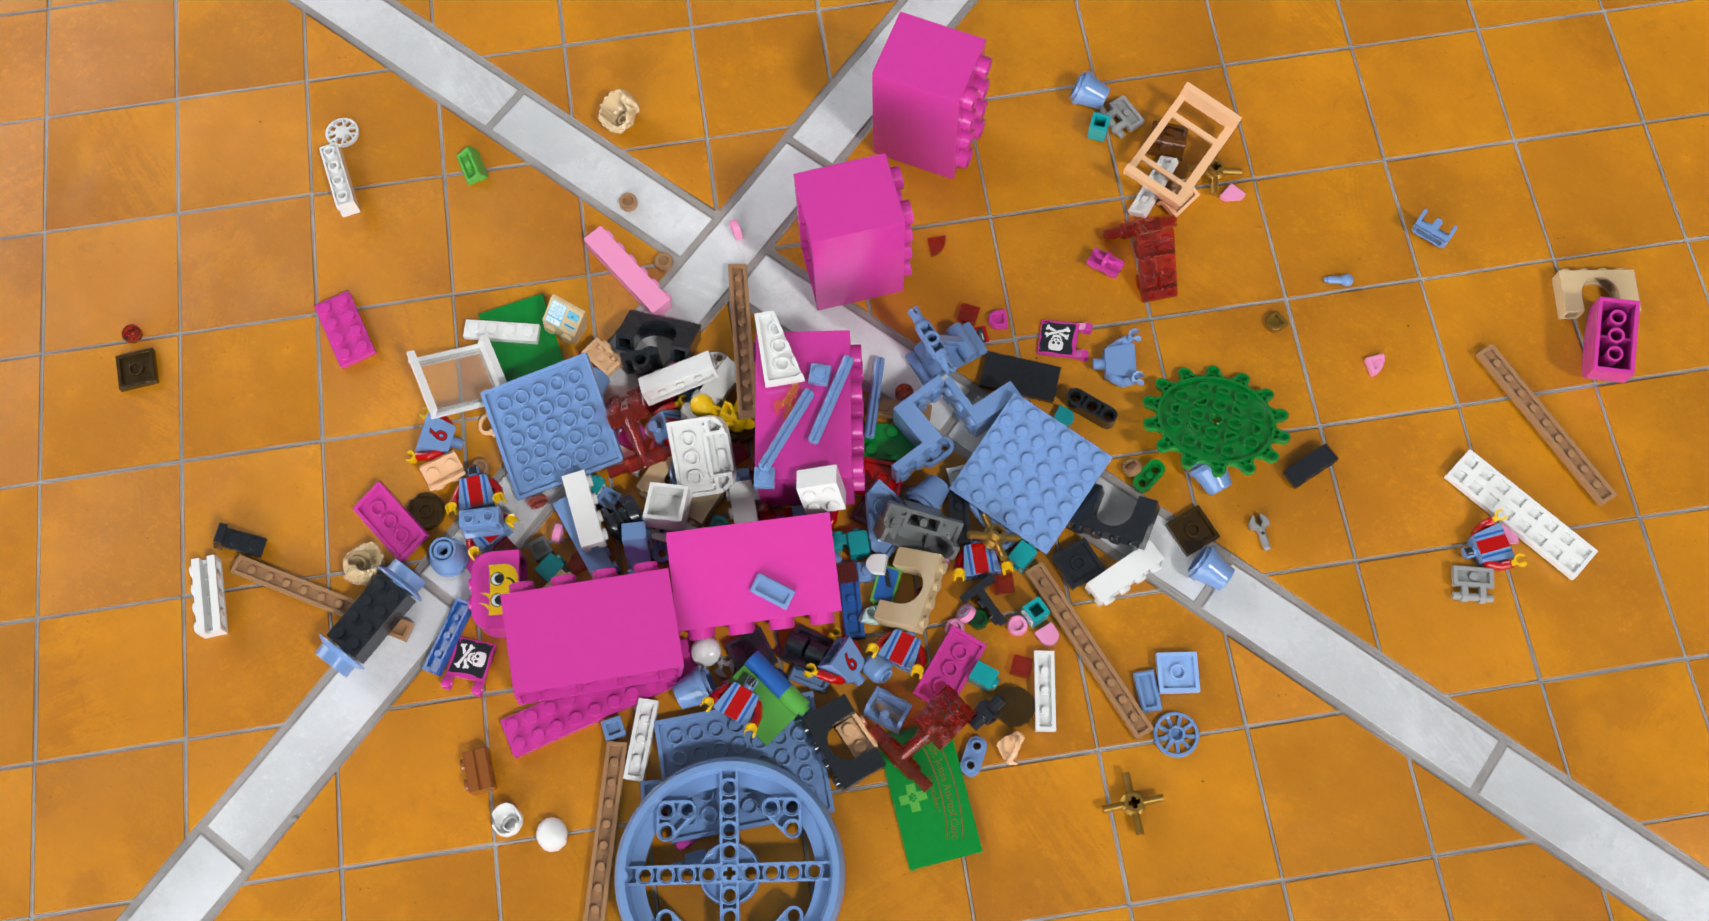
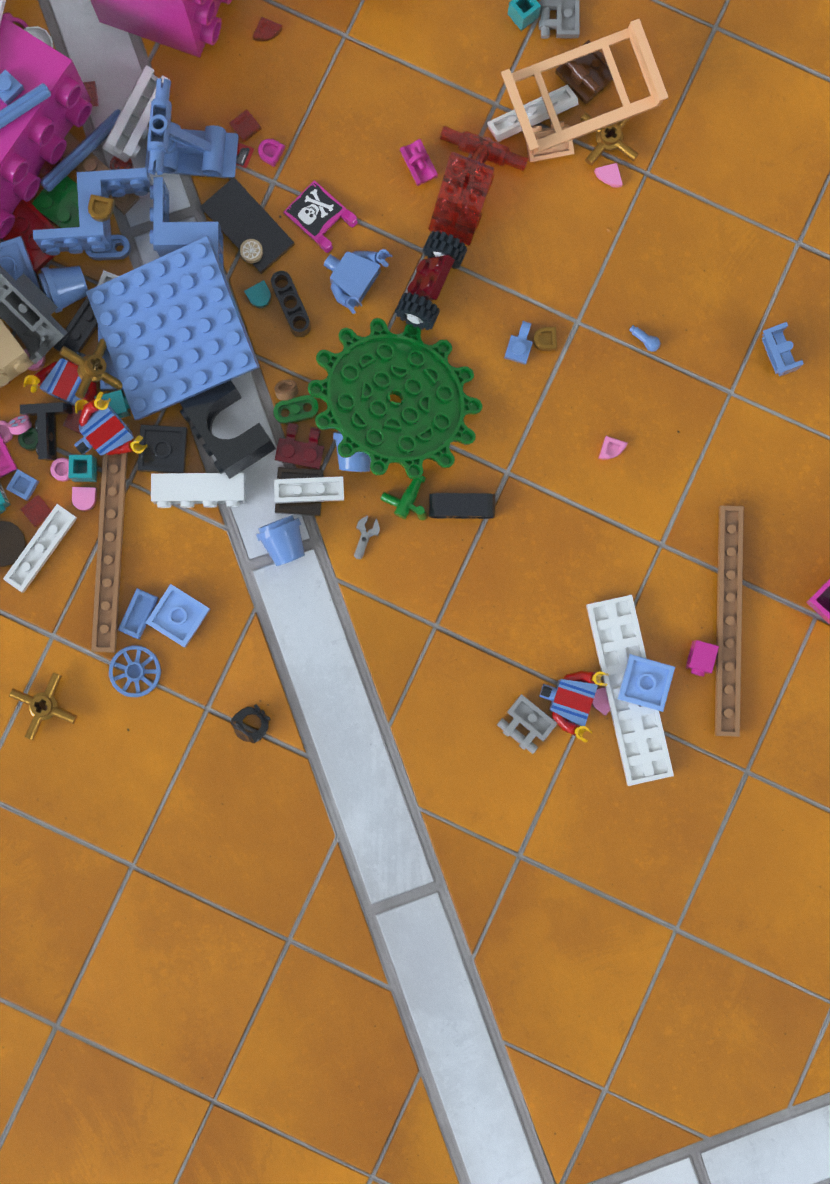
camera: 25 degrees right, 15 degrees up
(894, 351) = (133, 118): none -> white brick
(928, 420) = (100, 208): none -> pearl gold tile
(998, 654) = (22, 485): none -> medium blue plate
(1036, 572) = (105, 430): none -> torso
(1038, 390) = (251, 251): none -> tan tile
(1173, 504) = (300, 453): none -> dark red plate
(1175, 331) = (416, 304): none -> plate
(1202, 522) = (309, 489): none -> white plate
(1262, 339) = (519, 347): none -> medium blue plate
(1271, 489) = (406, 503): none -> green piece
(1283, 723) = (237, 723): none -> black piece
(1529, 500) = (646, 682): none -> light blue tile
(1548, 459) = (701, 658): none -> dark pink brick

